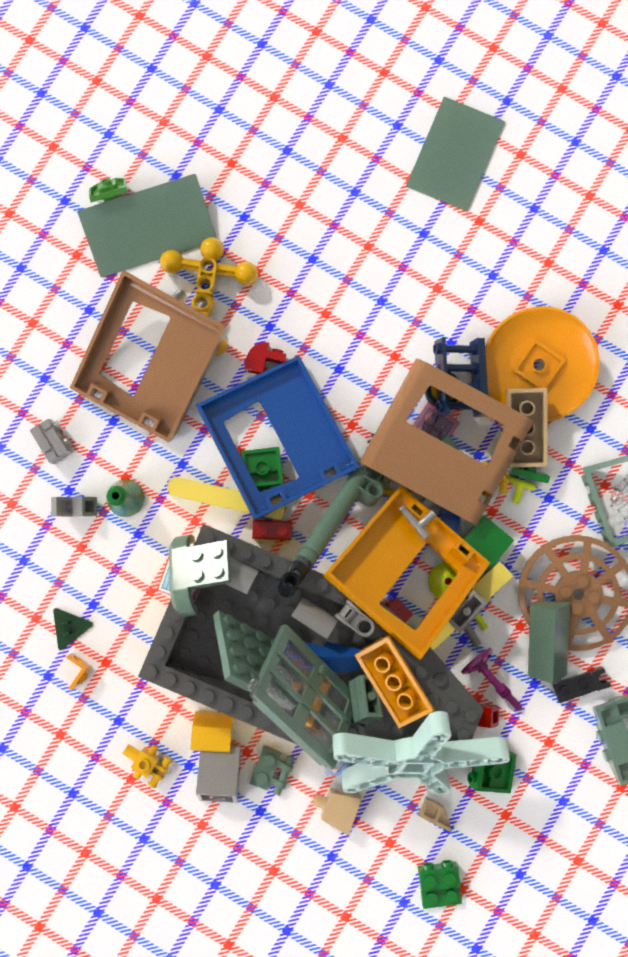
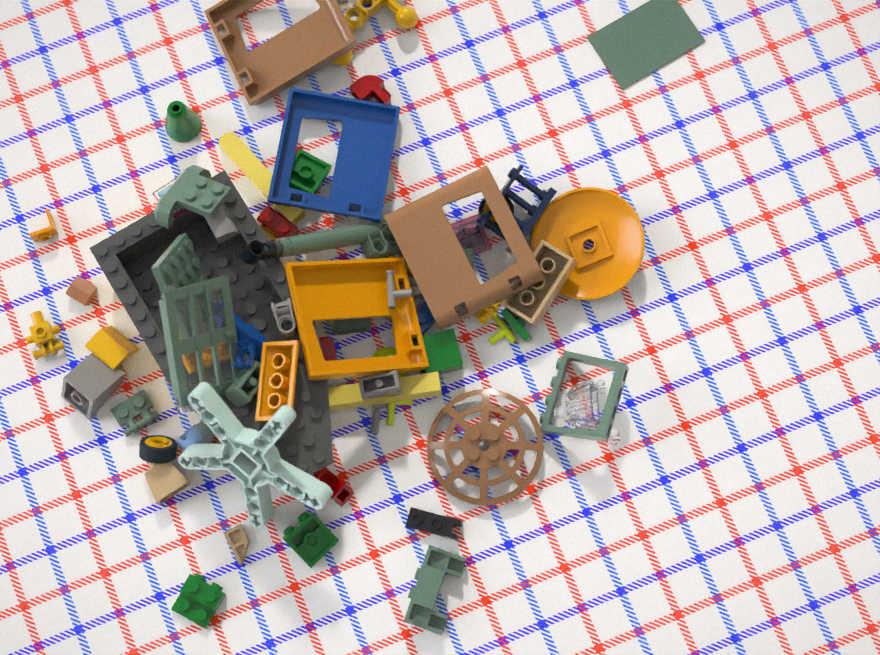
camera: 40 degrees right, 10 degrees down
(51, 440) = (159, 42): light grey brick -> none
(69, 627) = (64, 192): dark green piece -> none
(73, 506) = (138, 102): light grey brick -> none
(149, 702) = (82, 291): none -> nougat piece
(314, 617) = (254, 294): light grey brick -> none
(316, 791) = (157, 449): none -> black wheel
(340, 671) = (244, 347): none -> blue piece
(479, 664) = (362, 446): magenta dish -> none
(548, 640) = (433, 466): sand green slope -> none

